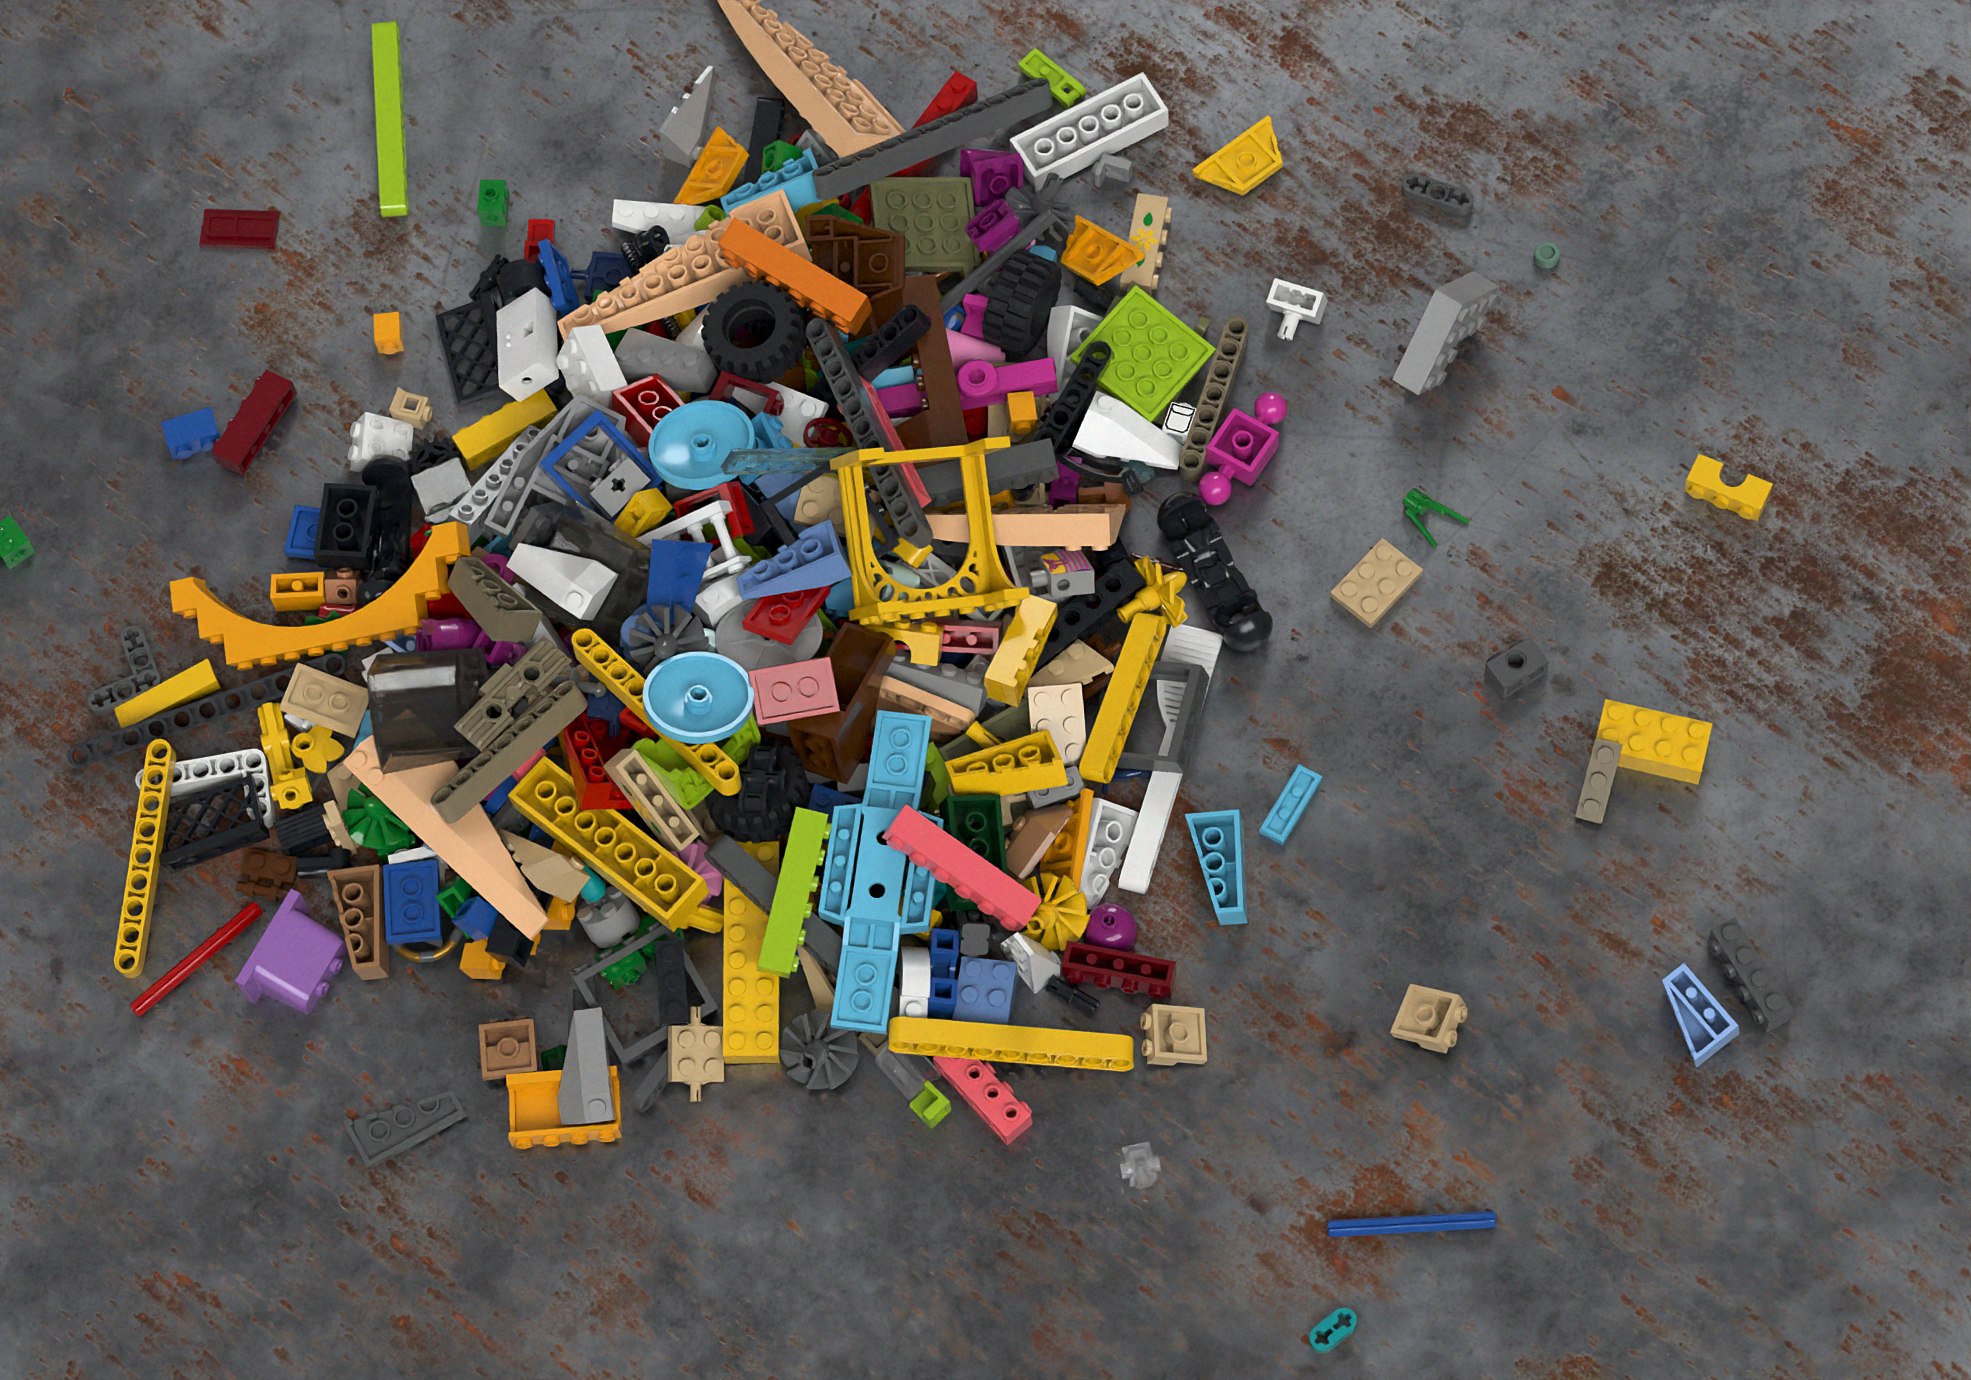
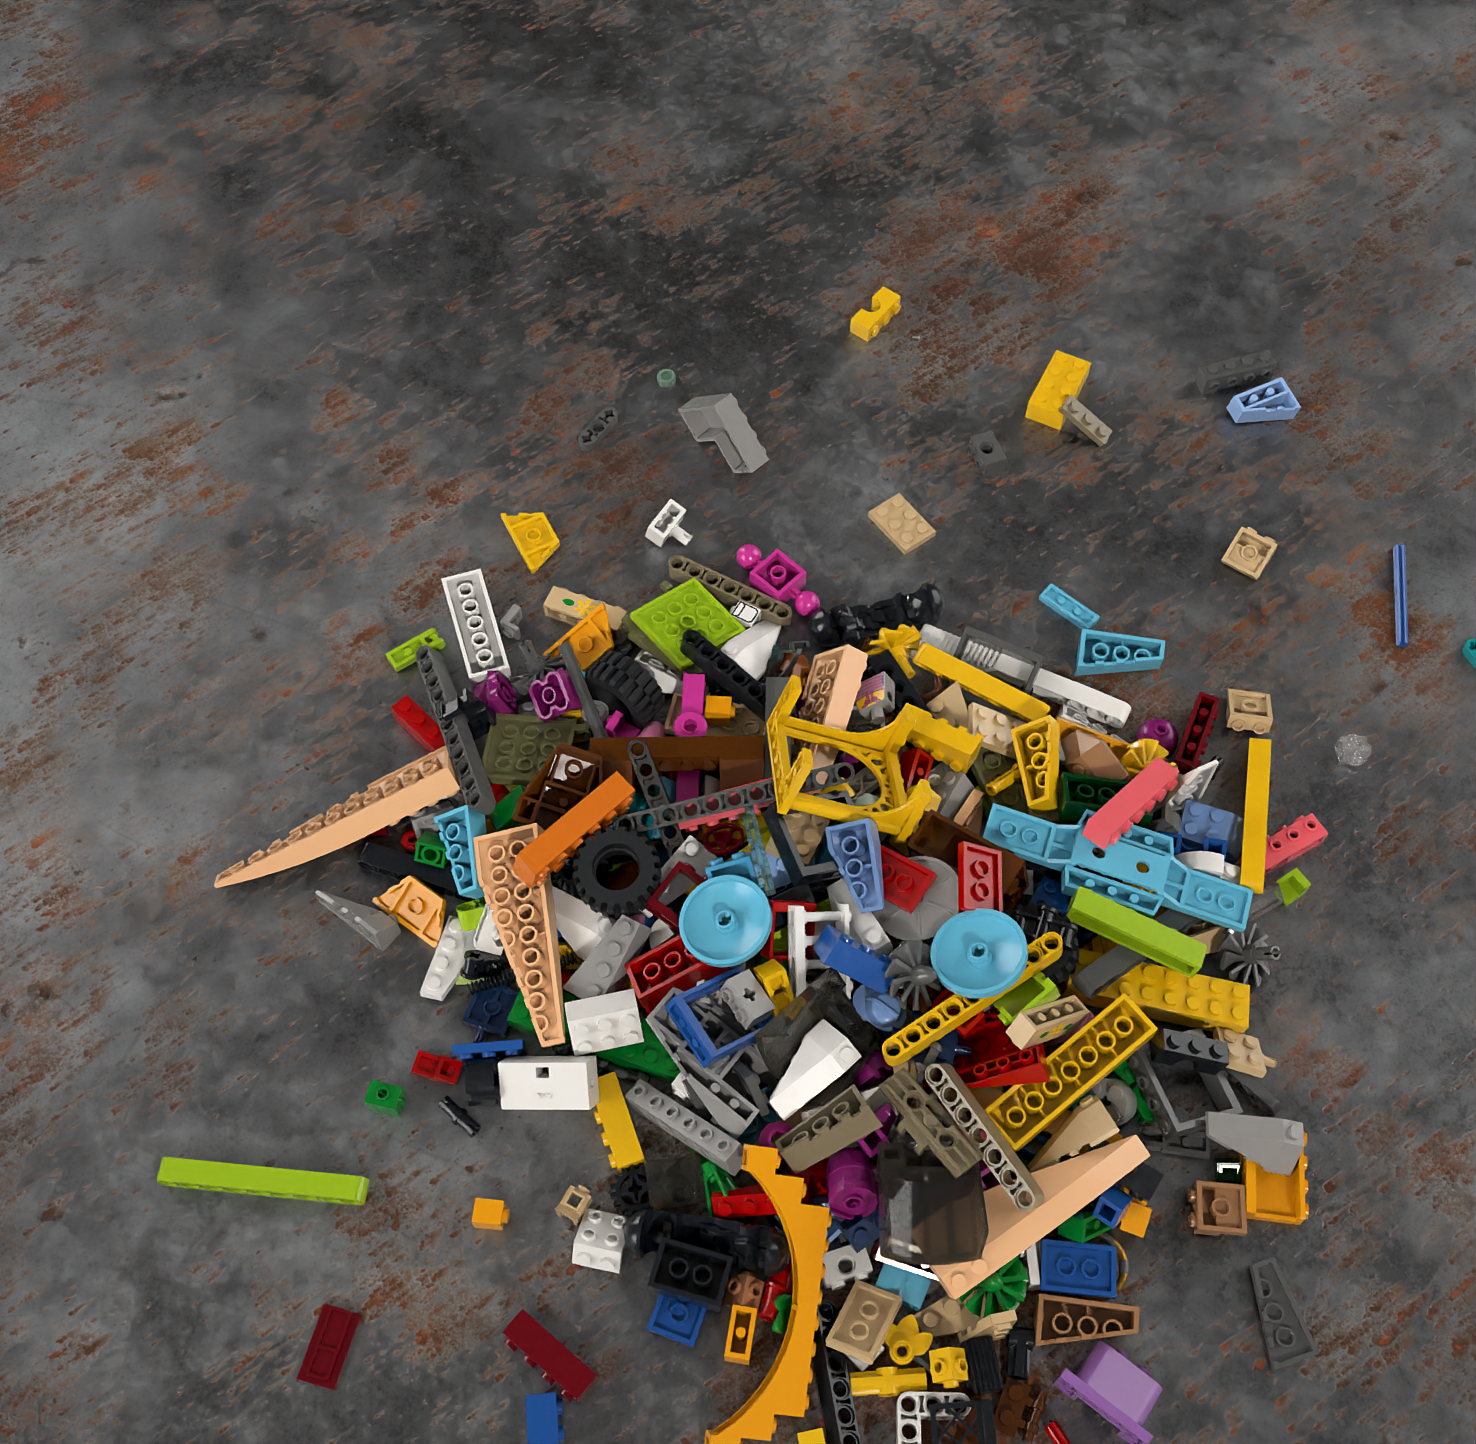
camera: 85 degrees left, 5 degrees down
(489, 308) = (521, 1117): black fence -> none
(957, 163) = (475, 710): none -> black piece
(1419, 503) = (846, 485): green plant -> none

